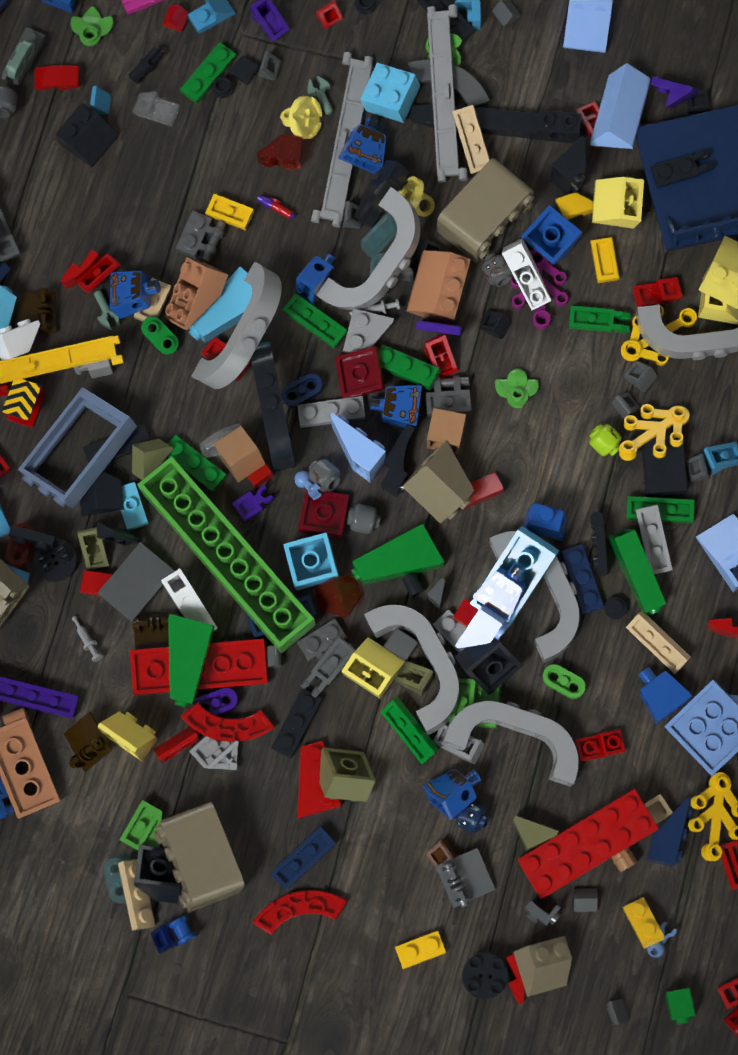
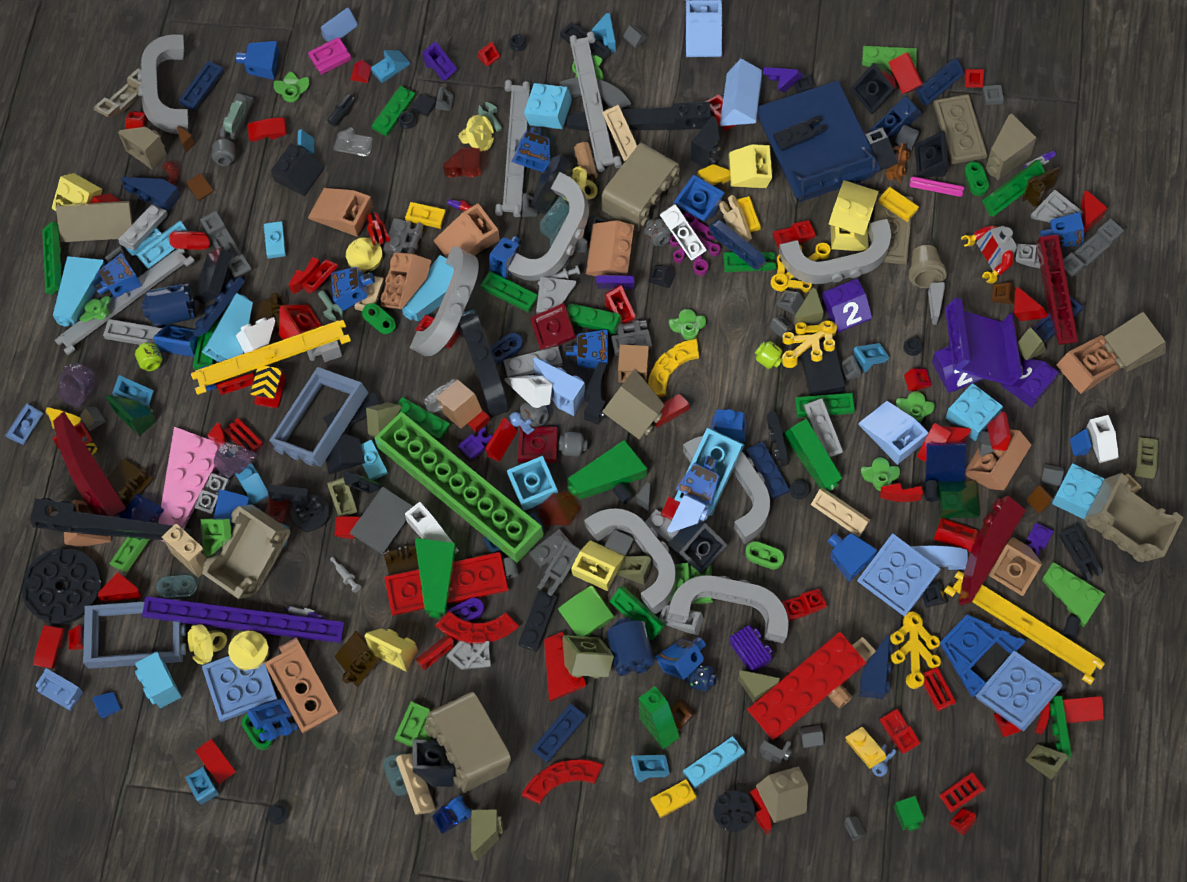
camera: 10 degrees left, 10 degrees down
(38, 679) = (303, 612): none -> light grey piece
(51, 219) = (274, 240): none -> medium azure plate
(66, 327) = (296, 320): none -> red slope
(132, 193) = (342, 210): none -> nougat slope
(152, 251) = (364, 254): none -> light yellow tile
(170, 222) = (377, 228): none -> red arm
(205, 962) = (485, 831): none -> olive slope
(275, 243) = (470, 231): none -> nougat slope
(282, 502) = (501, 440): none -> red slope
(324, 447) = (533, 389): none -> white slope
(352, 721) = (586, 612): none -> bright green slope
(396, 770) = (630, 646): none -> dark blue cylinder
(399, 912) = (649, 766): none -> dark azure slope
(415, 861) = (657, 717): none -> green slope
(426, 167) = (586, 160): none -> medium nougat axle
(465, 878) = (703, 730): dark grey hinge -> none
(471, 915) = (713, 762): none -> medium azure plate
(487, 433) = (669, 363): none -> yellow tile
(532, 791) = (751, 649): none -> dark purple brick
(588, 299) = (737, 244): none -> dark blue beam
(590, 268) = (735, 218): none -> tan hinge
(662, 390) = (810, 310): none -> olive slope
(684, 908) = (899, 732): none -> red slope
(705, 390) = (847, 305): none -> dark purple slope
(713, 598) = (880, 473): none -> bright green plate

